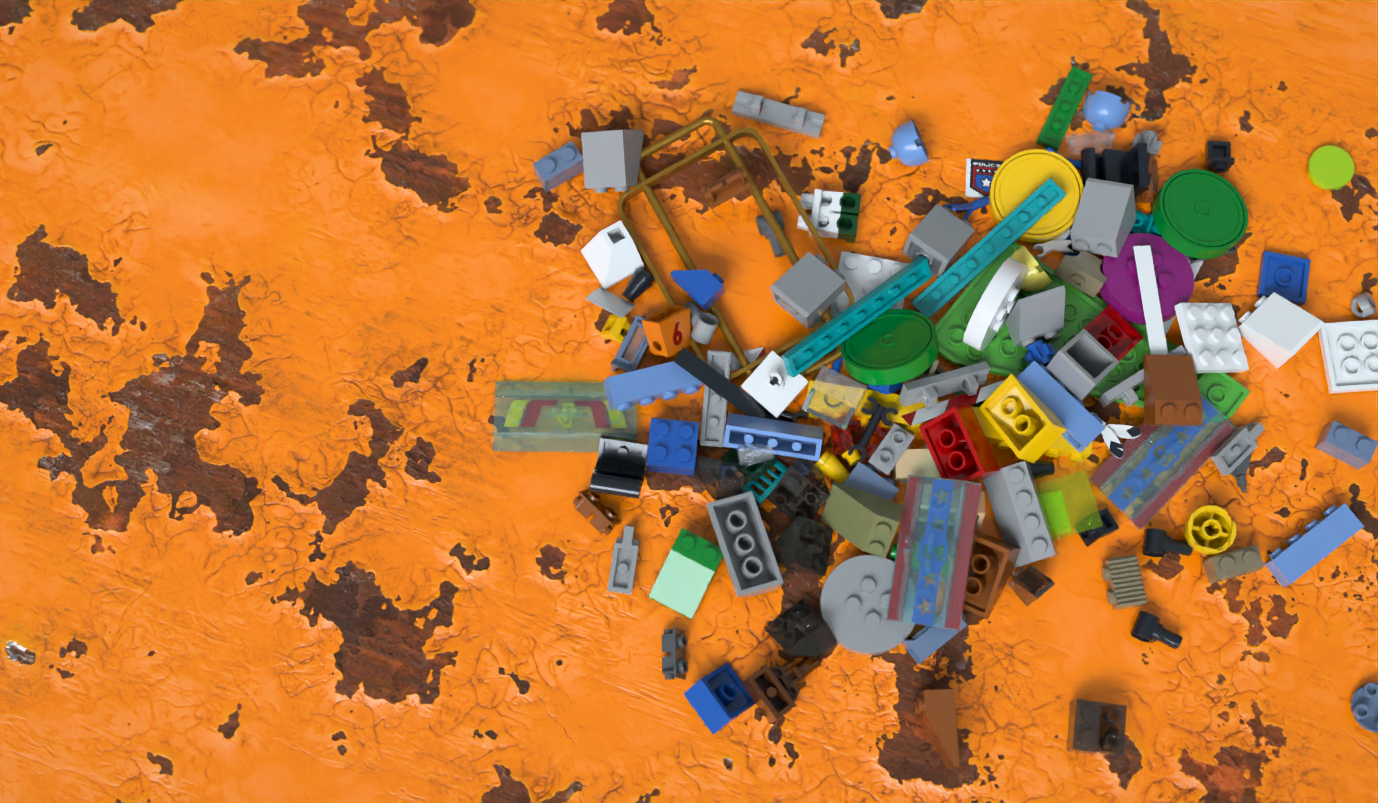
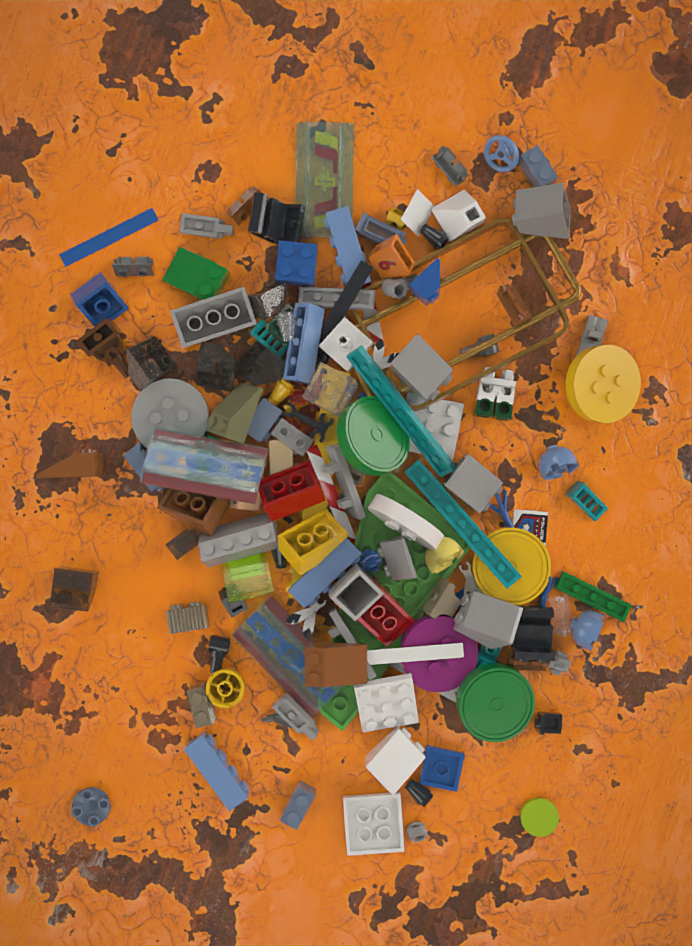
camera: 90 degrees right, 15 degrees up
(538, 206) = (504, 151): none -> medium blue piece
(545, 272) = (455, 172): none -> dark grey hinge
(635, 689) = (109, 237): none -> blue sticker
(794, 332) = (378, 356): none -> white piece
(816, 92) = (603, 383): none -> yellow brick
(942, 125) = (577, 492): none -> teal slope
(1148, 629) = (152, 635): black pin -> none
(1318, 300) = (419, 793): none -> black cone

